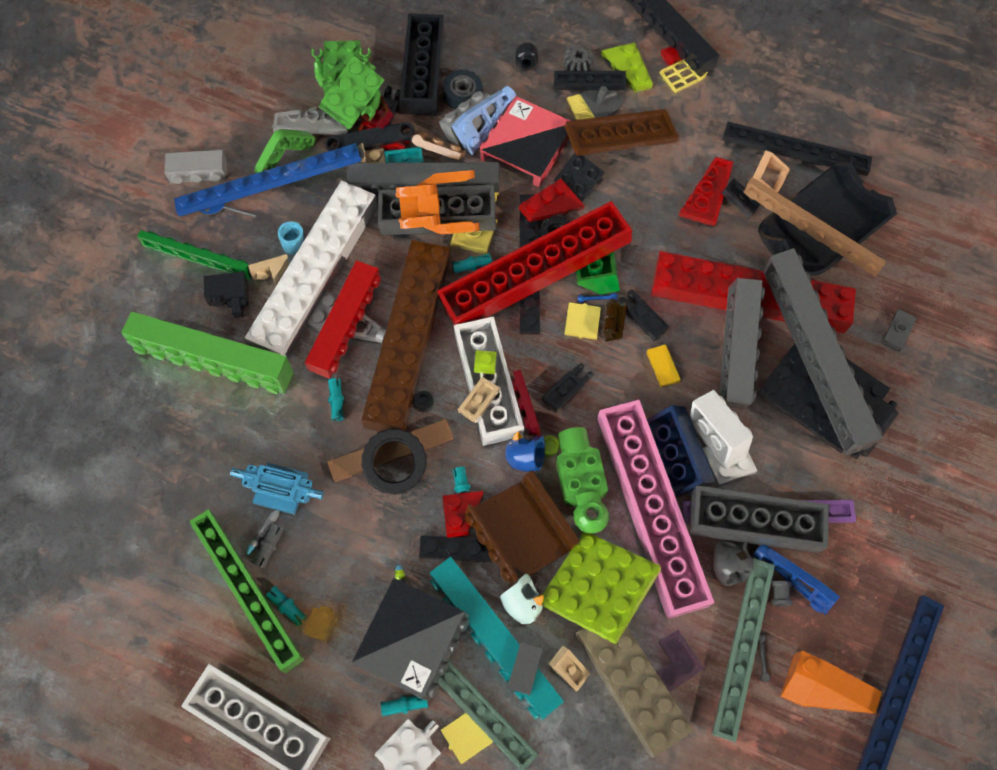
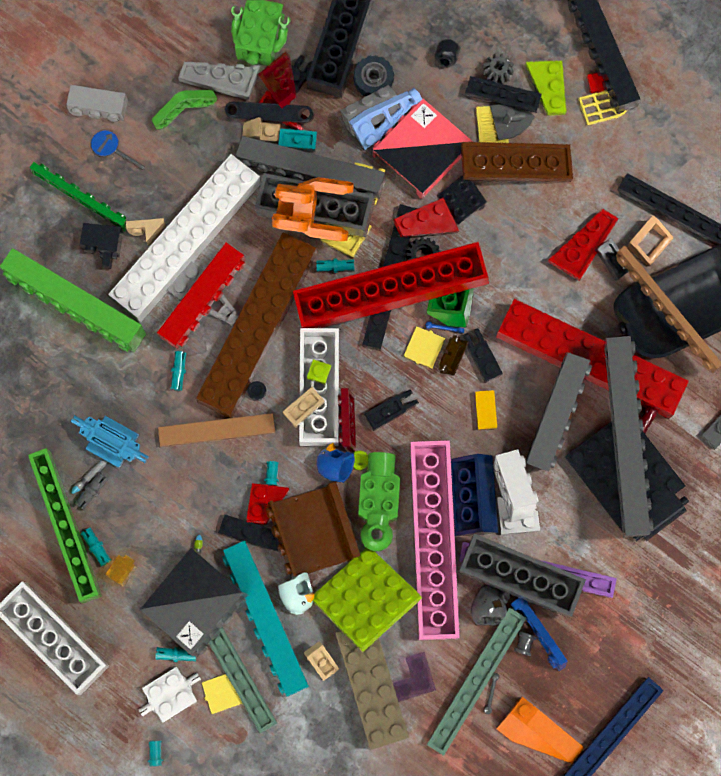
camera: 15 degrees right, 10 degrees up
(267, 180) = (162, 134): blue plate -> none
(291, 237) = (172, 200): medium azure piece -> none
(351, 91) = (260, 64): bright green torso -> none
(382, 438) = (215, 467): black tyre -> none
(437, 145) = (334, 134): medium nougat plate -> none
(525, 668) = (282, 651): dark grey tile -> none

